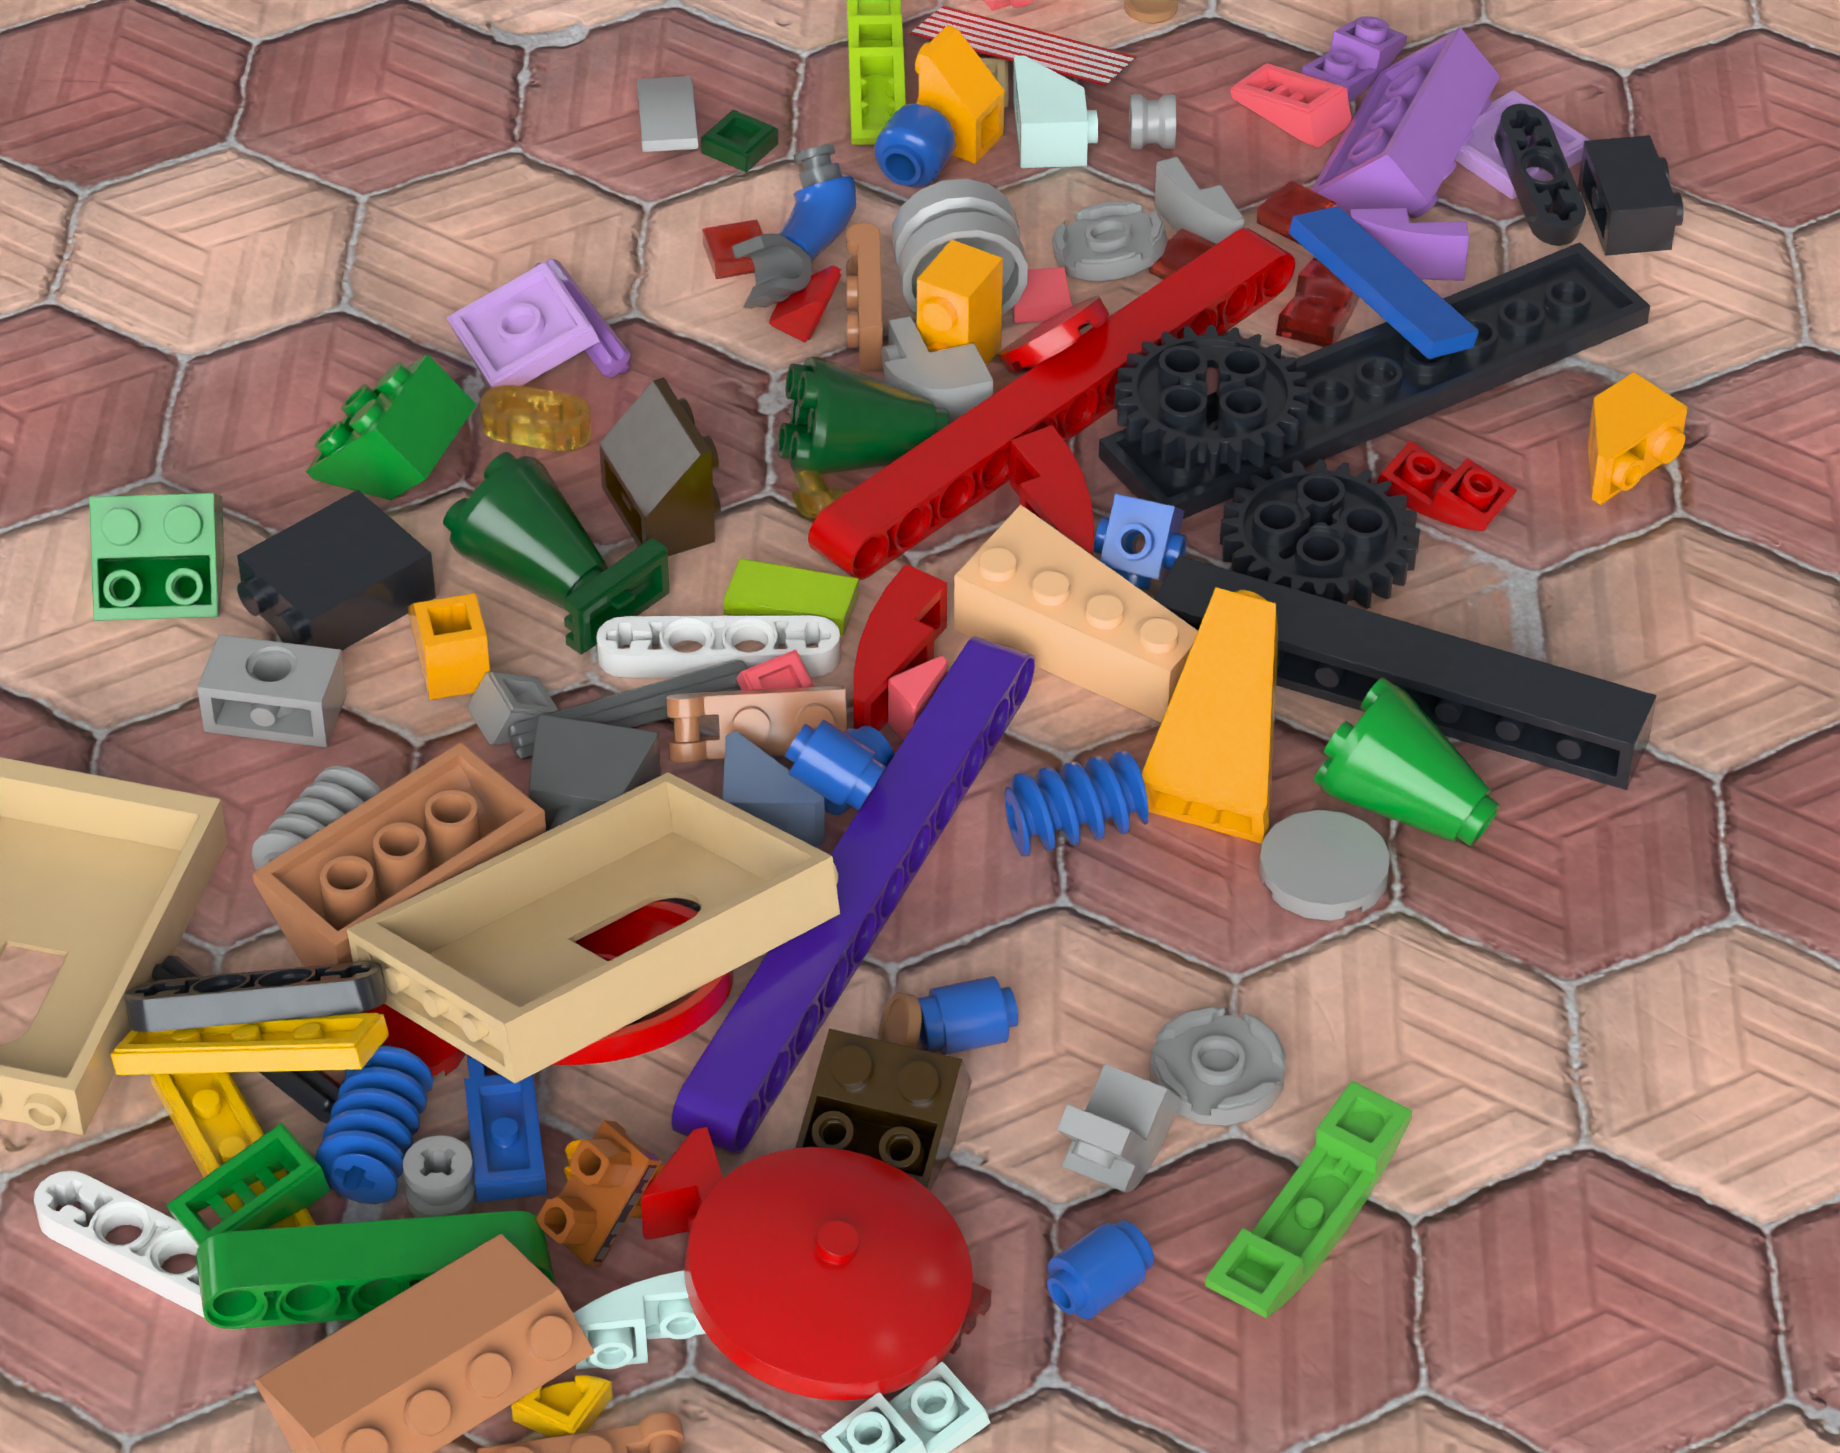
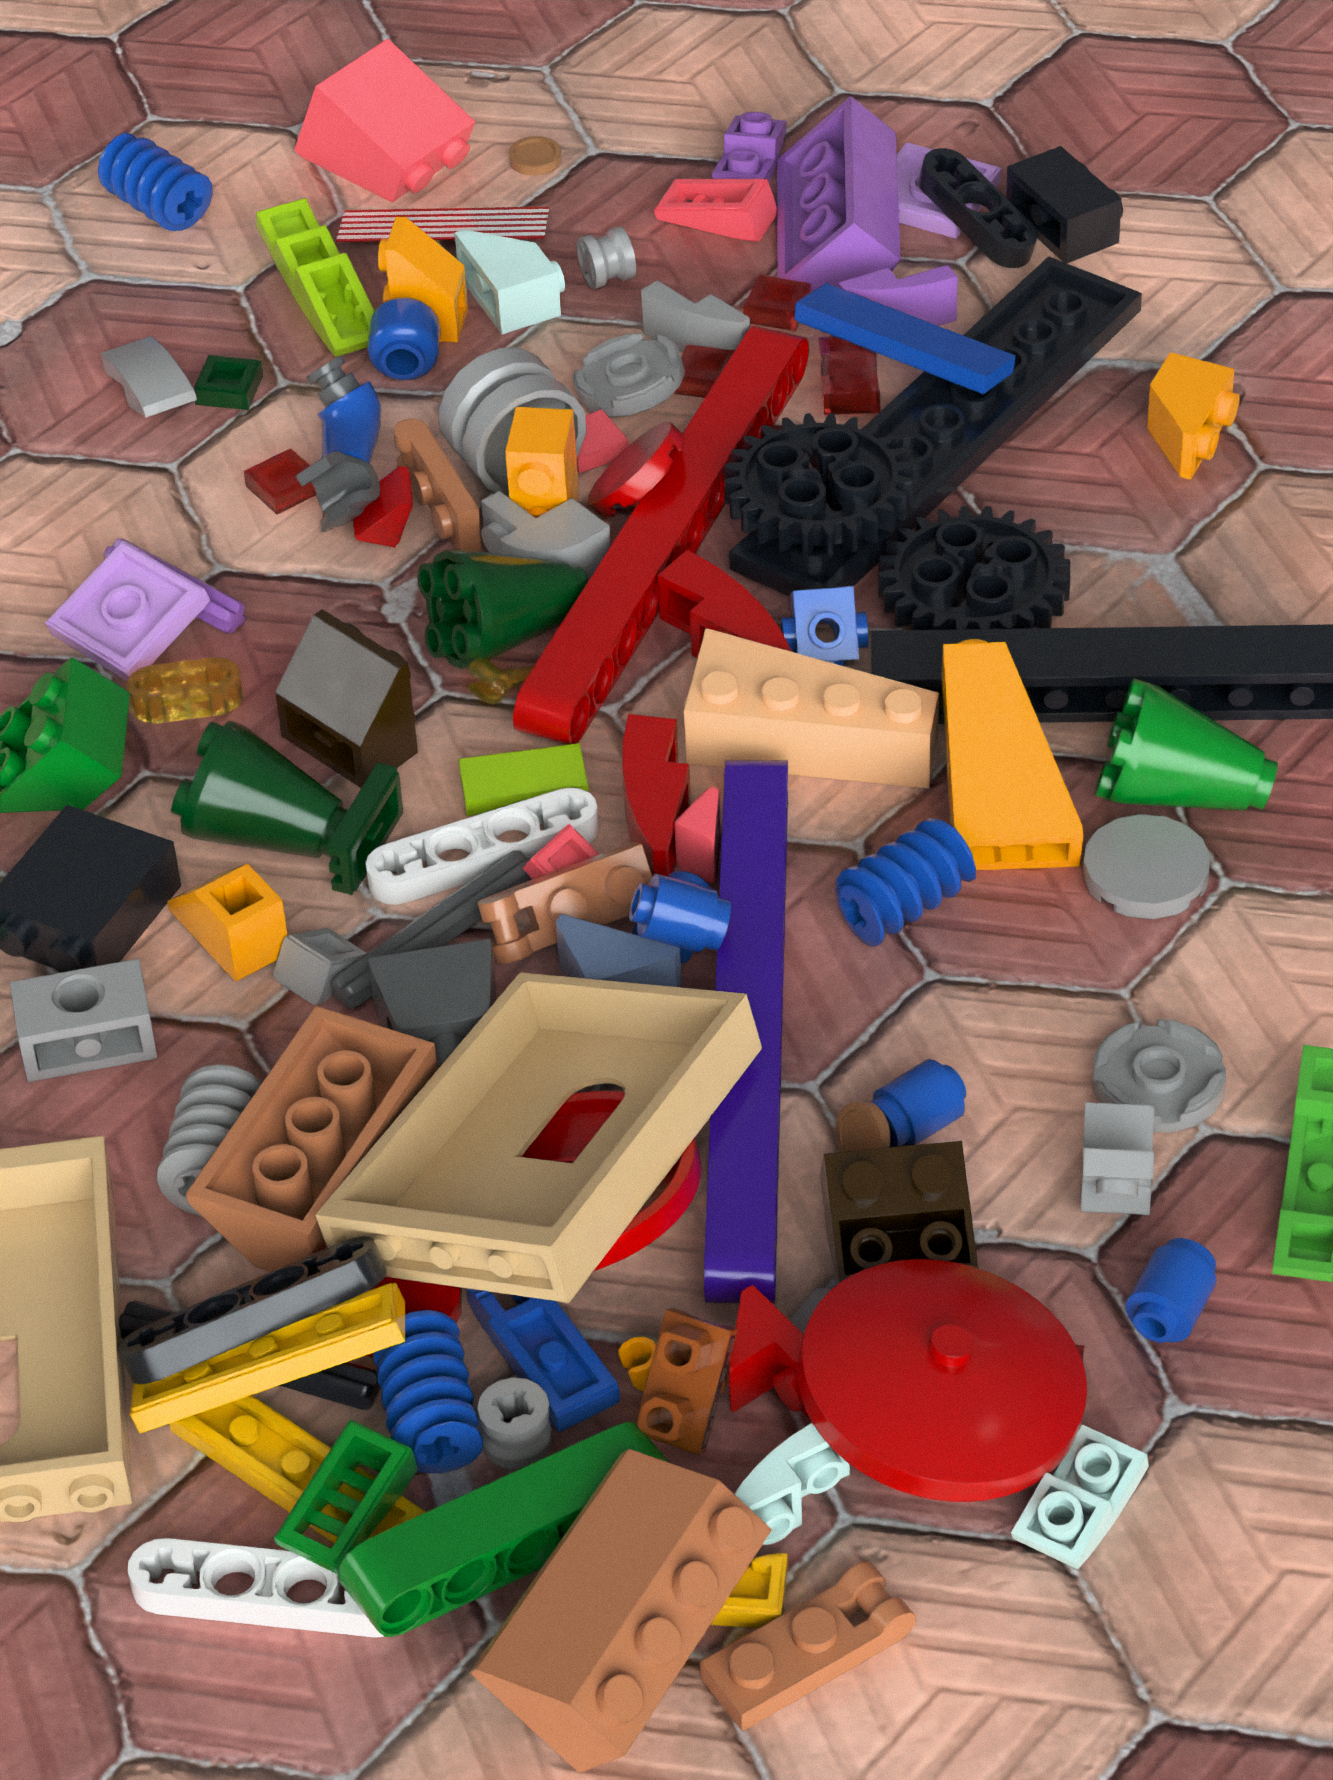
camera: 20 degrees left, 0 degrees up
(1457, 497) = (1074, 508): red slope -> none

